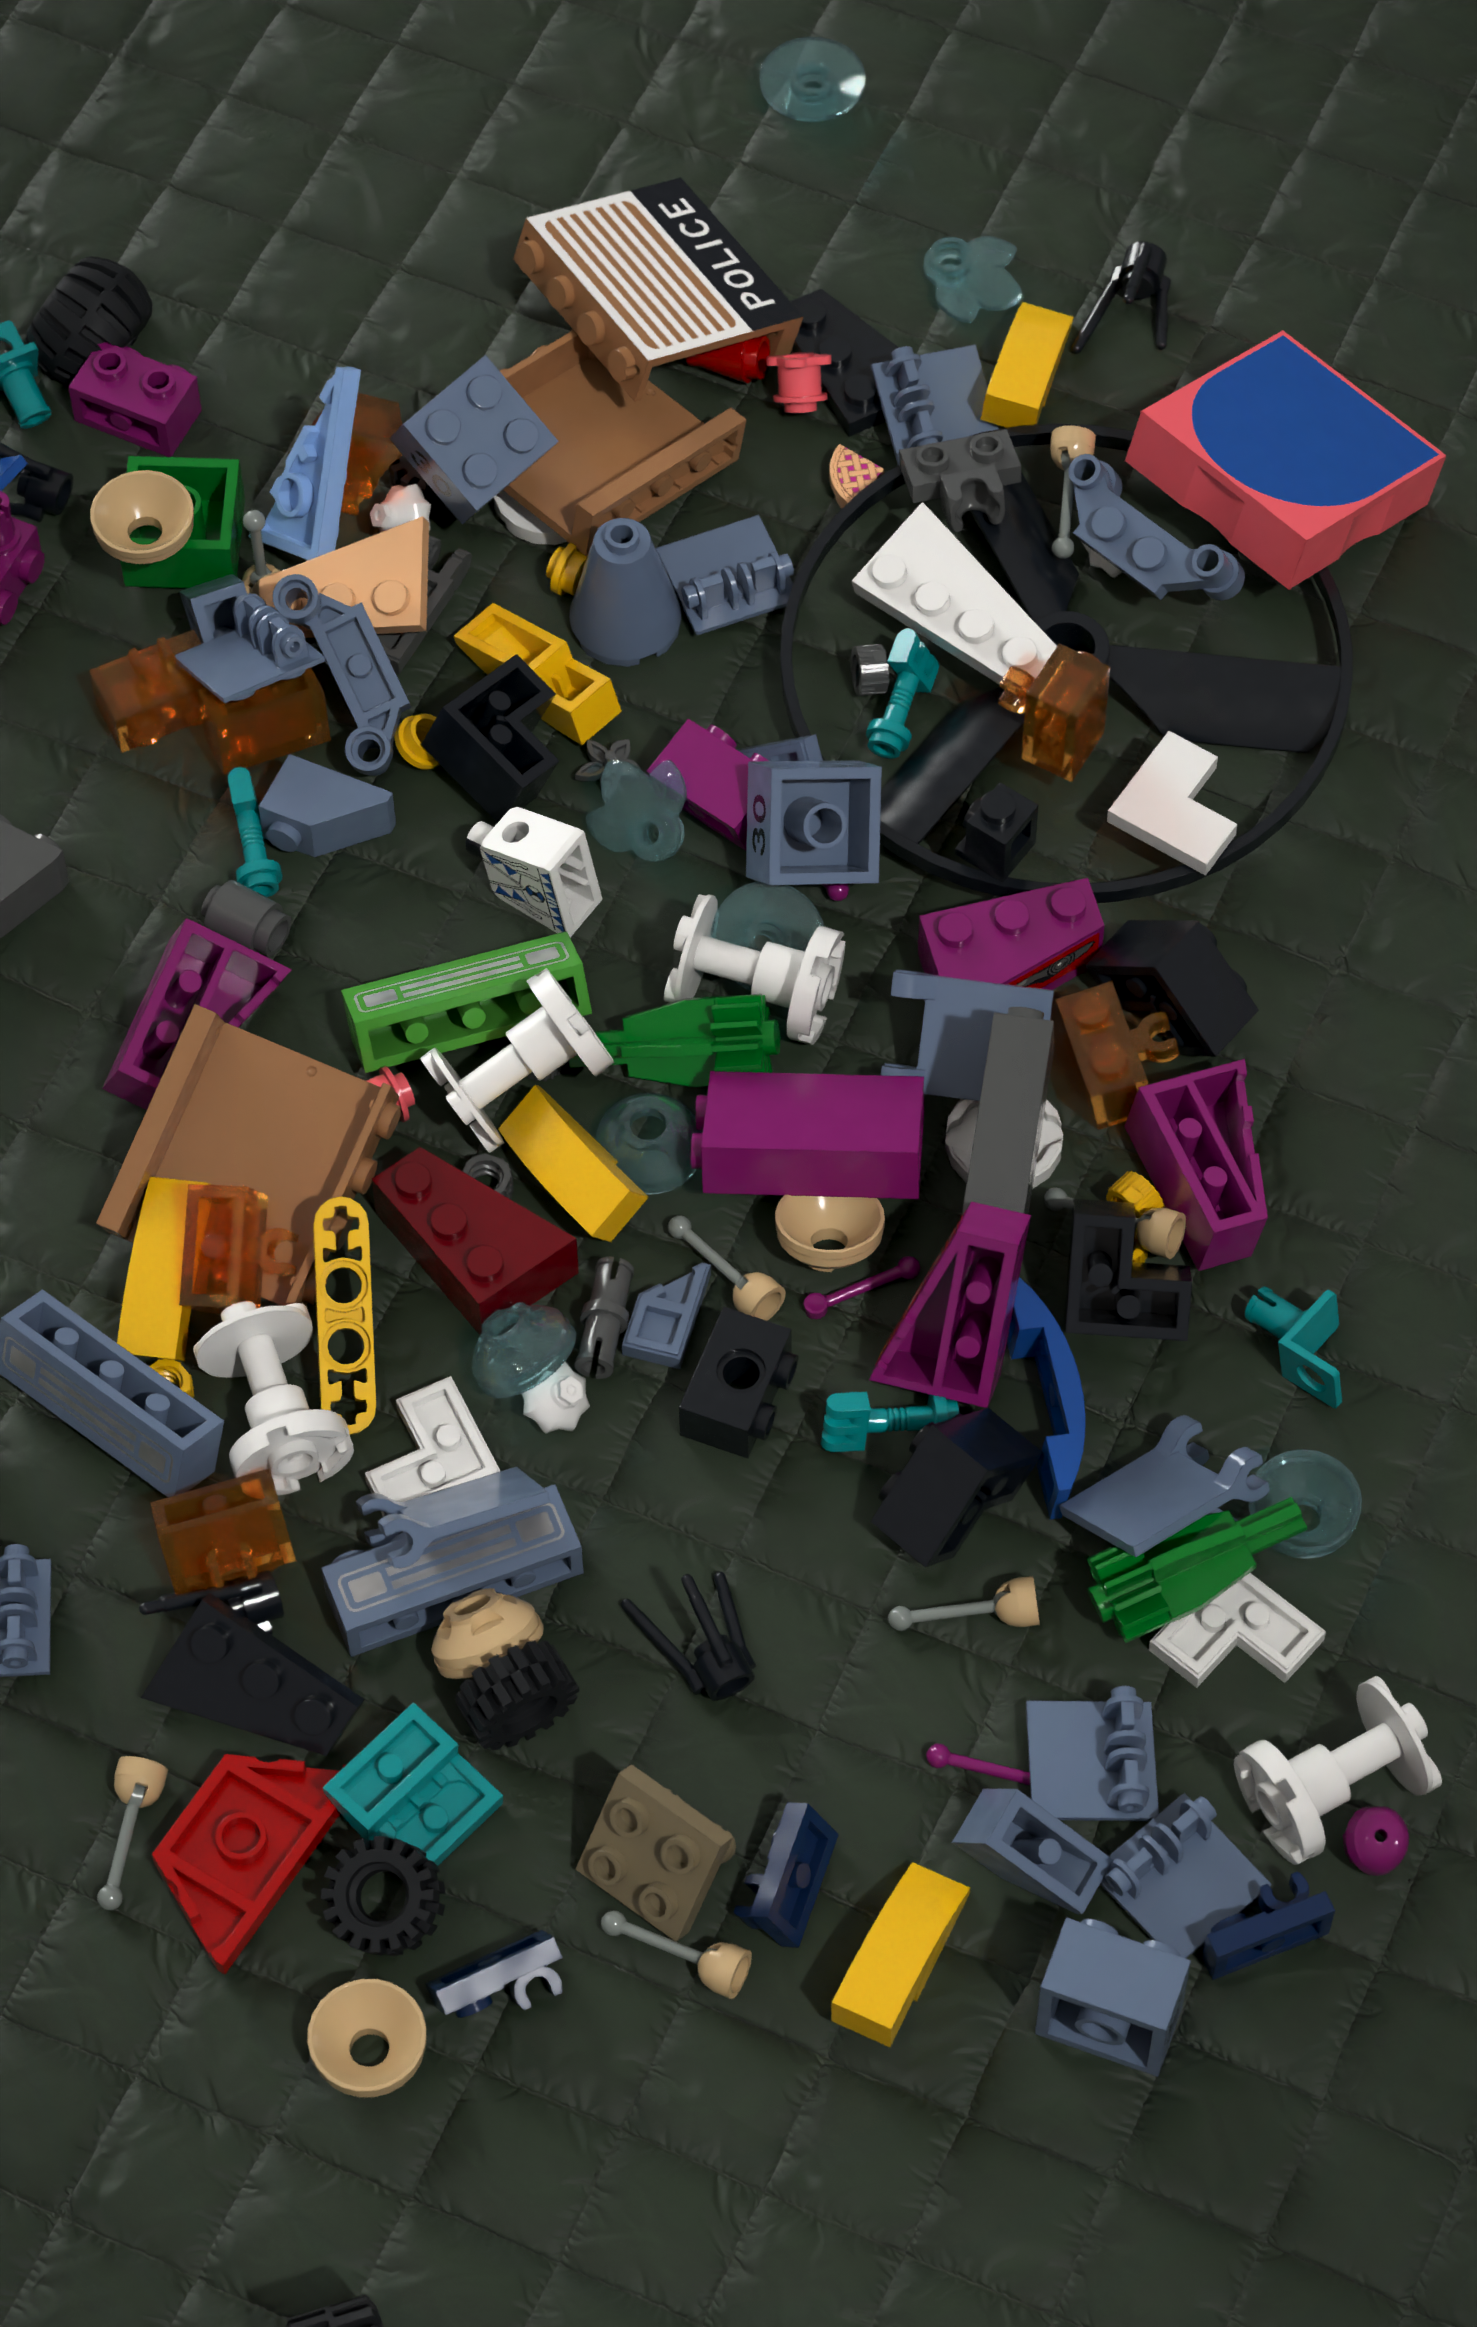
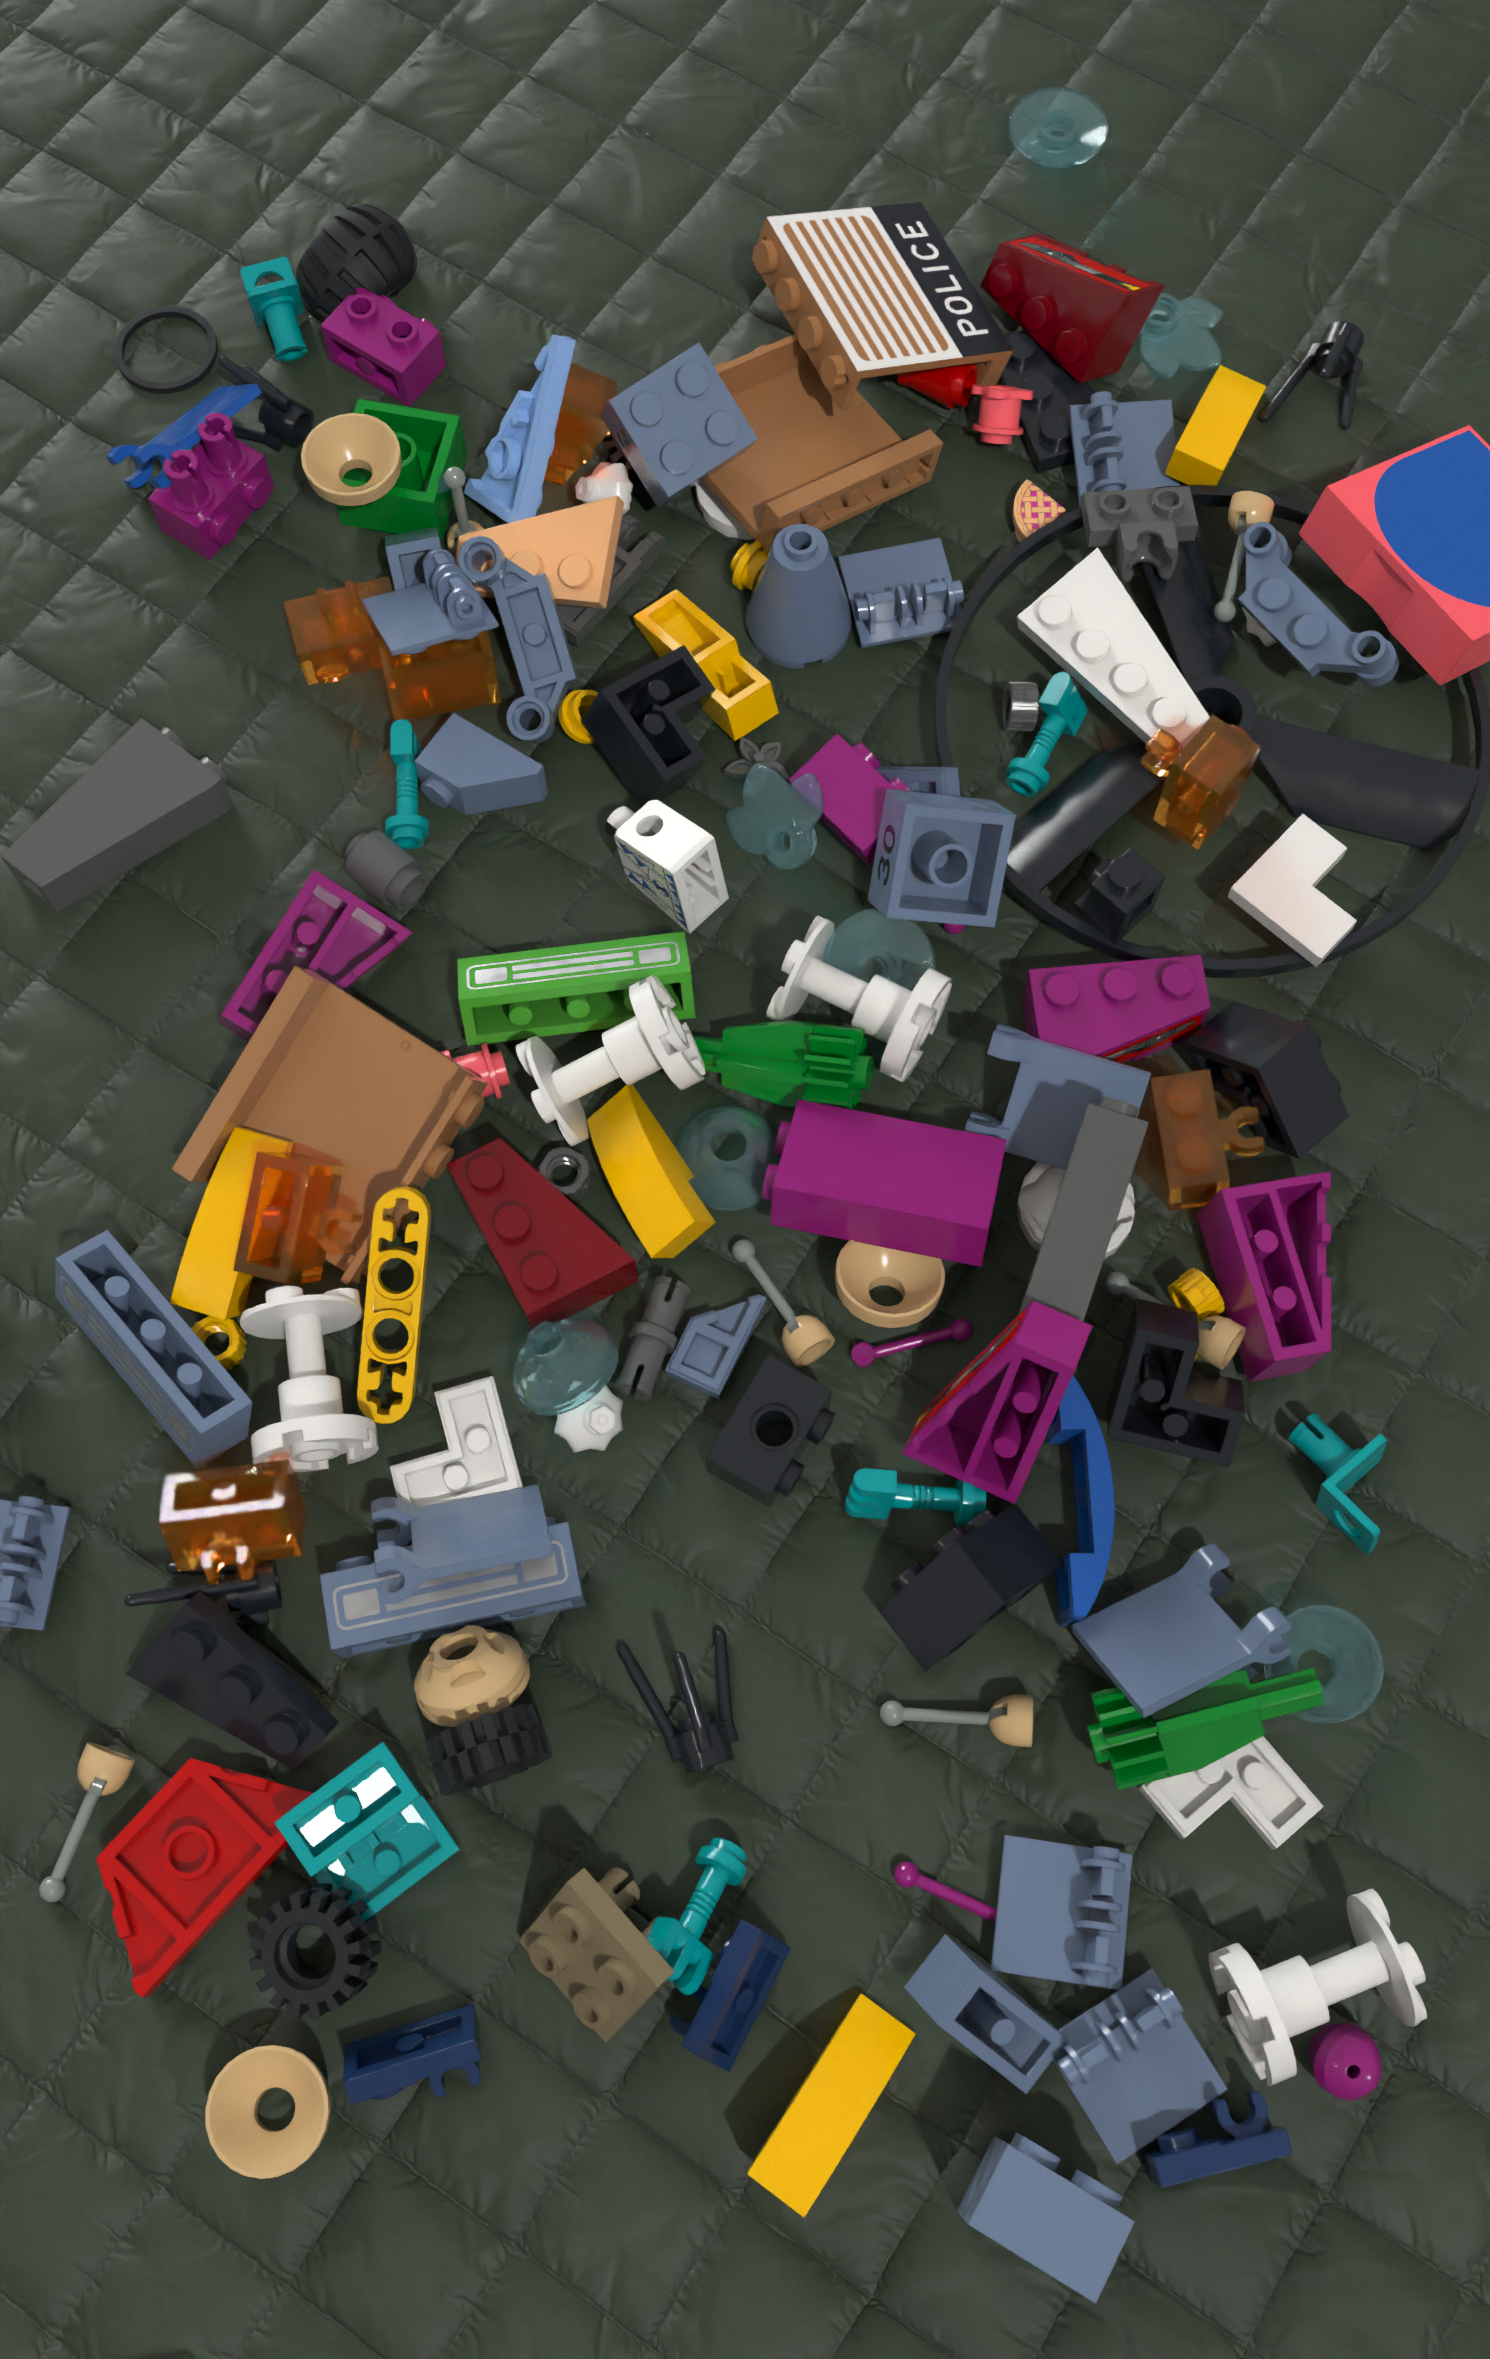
camera: 10 degrees right, 10 degrees up
(720, 1967) = (643, 2083): hinge -> none
(758, 1772) = (679, 1940): none -> teal hinge
(854, 261) = (1070, 303): none -> dark red wedge

